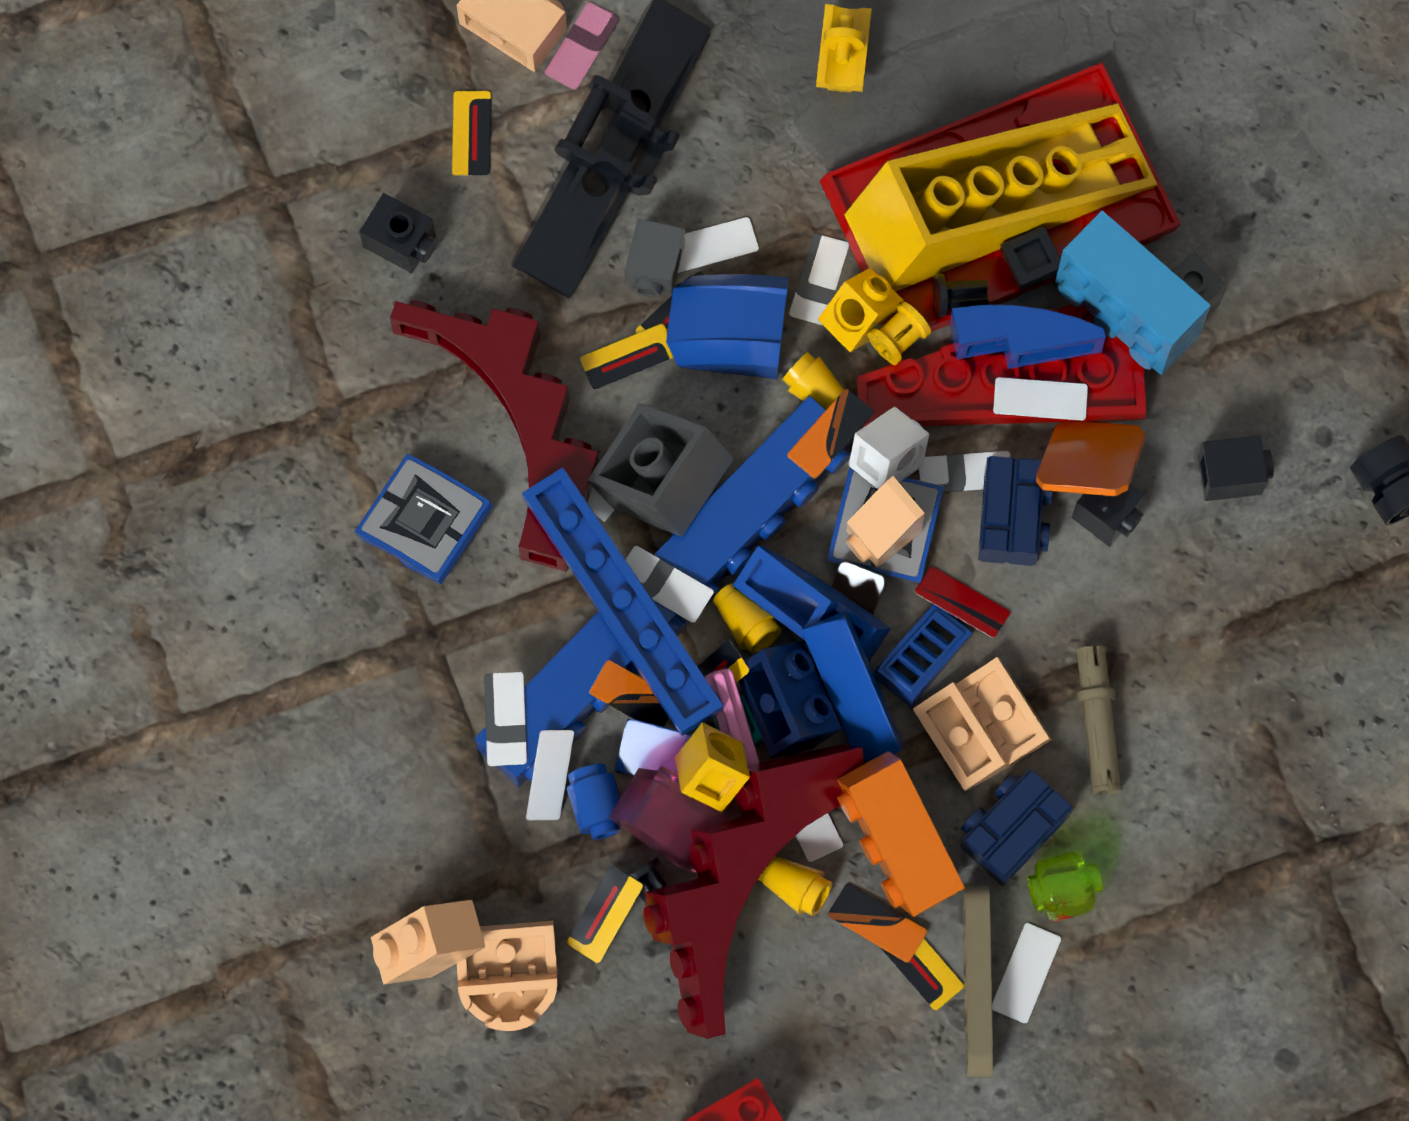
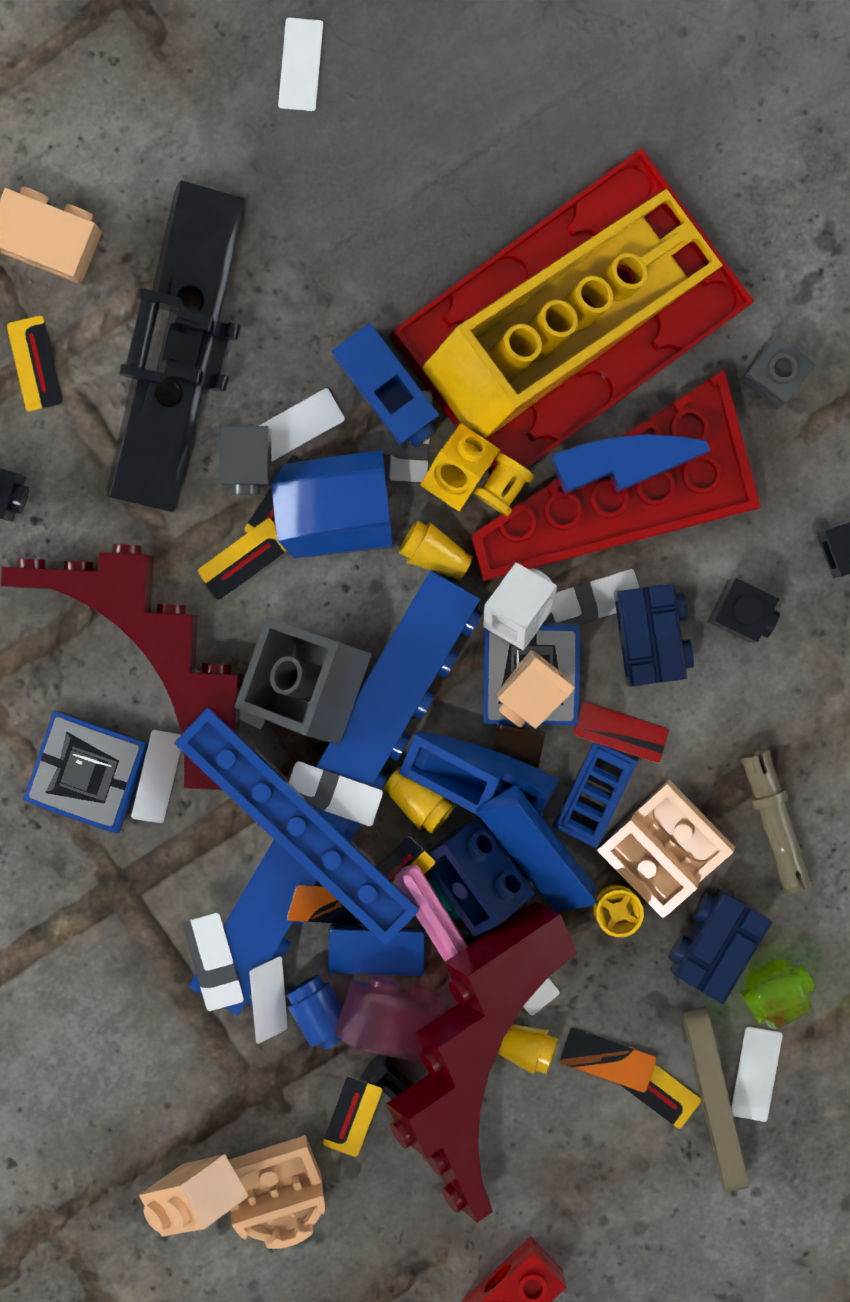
camera: 10 degrees left, 15 degrees up
(492, 540) = (156, 777): none -> white sticker
(581, 45) = (120, 246): clear pink sticker -> none
(712, 767) = (422, 970): yellow brick -> none
(807, 223) = (387, 387): none -> blue brick
(830, 433) = (459, 604): sticker -> none
(843, 48) = (381, 194): yellow hips -> none
(898, 834) = (612, 988): orange brick -> none
(924, 761) = (624, 915): none -> yellow wheel
(957, 294) = (552, 429): black piece -> none
(1031, 258) = (617, 375): black plate -> none
(1040, 398) = (654, 516): white sticker -> none
(1091, 458) = (719, 572): orange piece -> none
(1131, 294) = (727, 400): dark azure brick -> none

